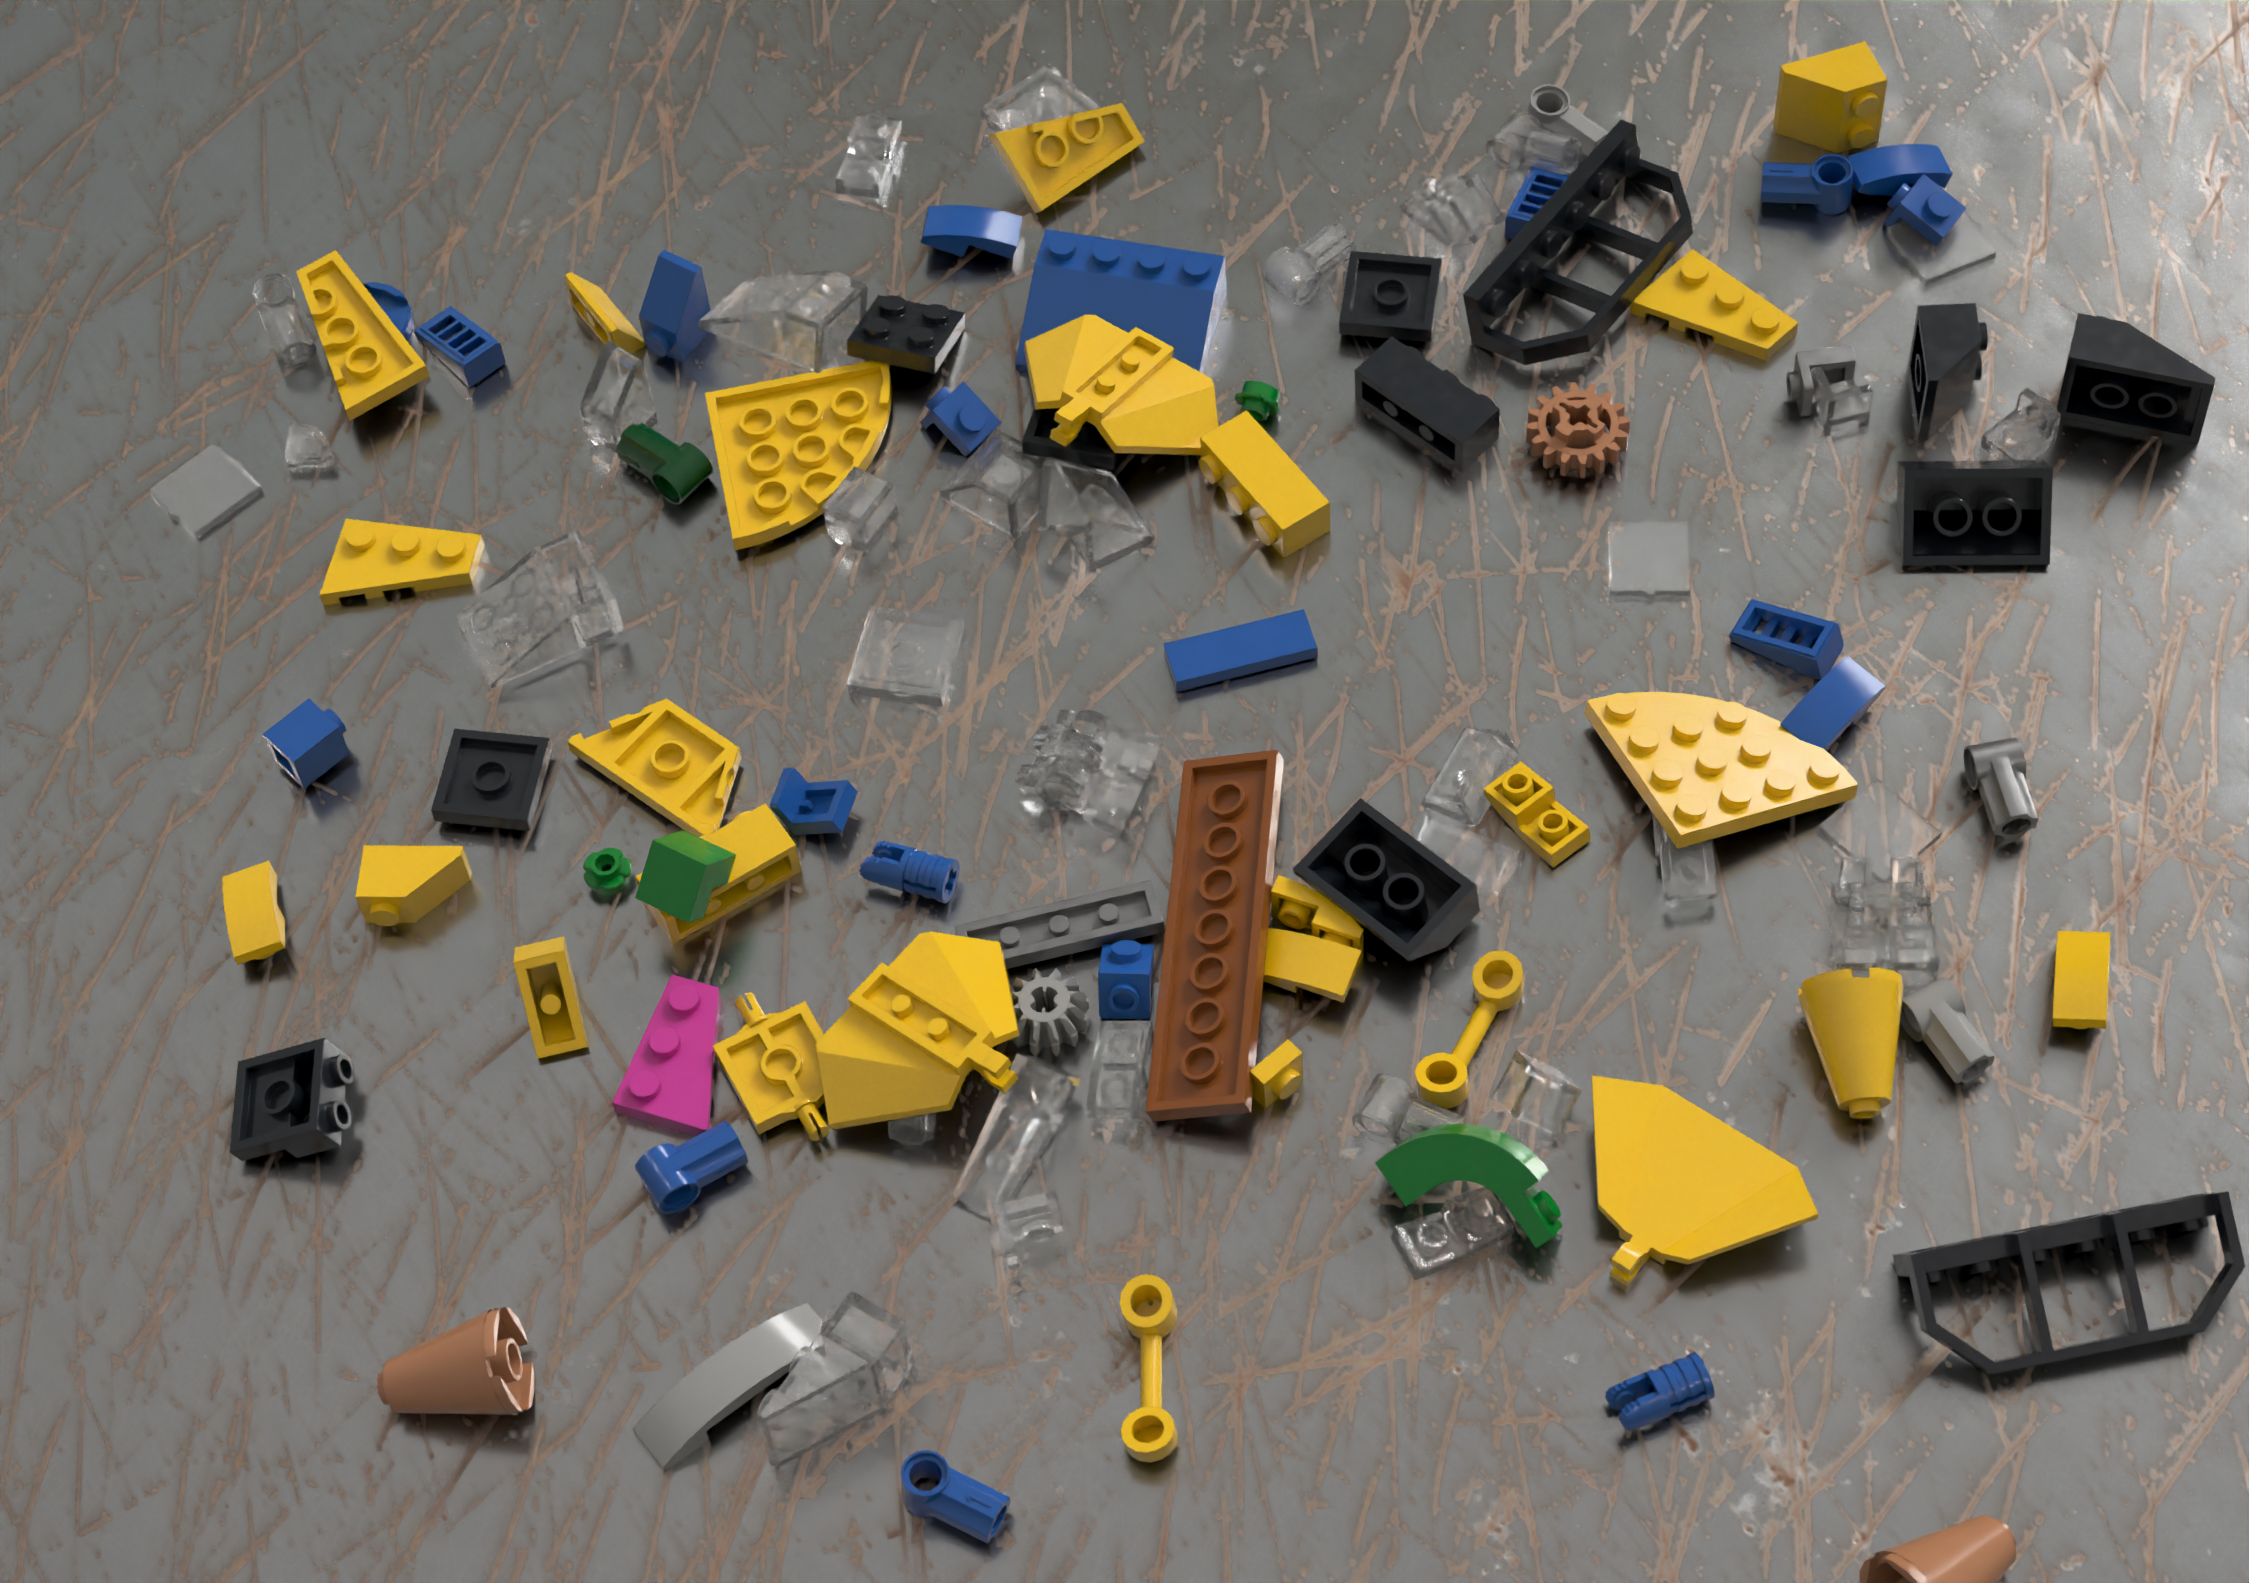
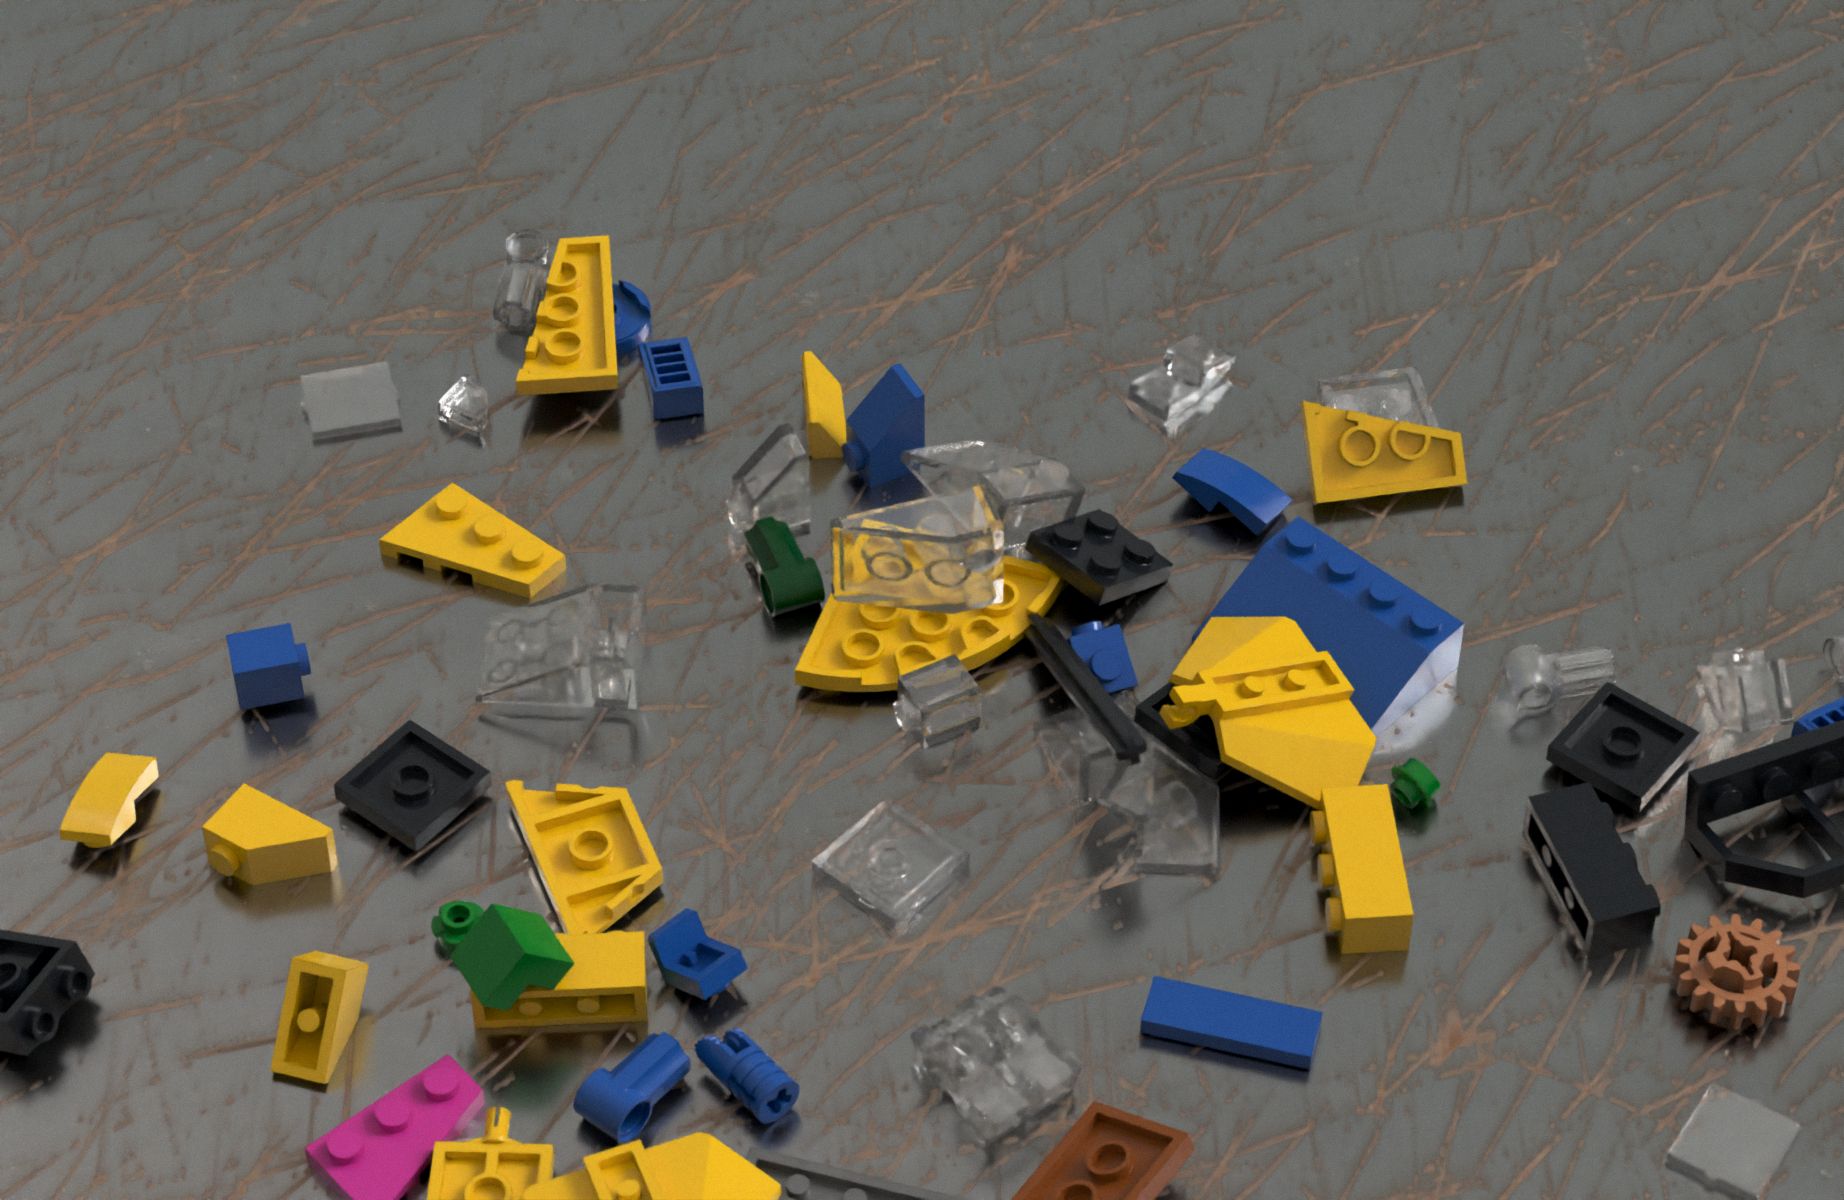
camera: 25 degrees right, 10 degrees down
(784, 398) = (921, 554): none -> clear slope
(831, 936) = (624, 1098): none -> blue piece
(978, 446) = (1085, 690): none -> black axle

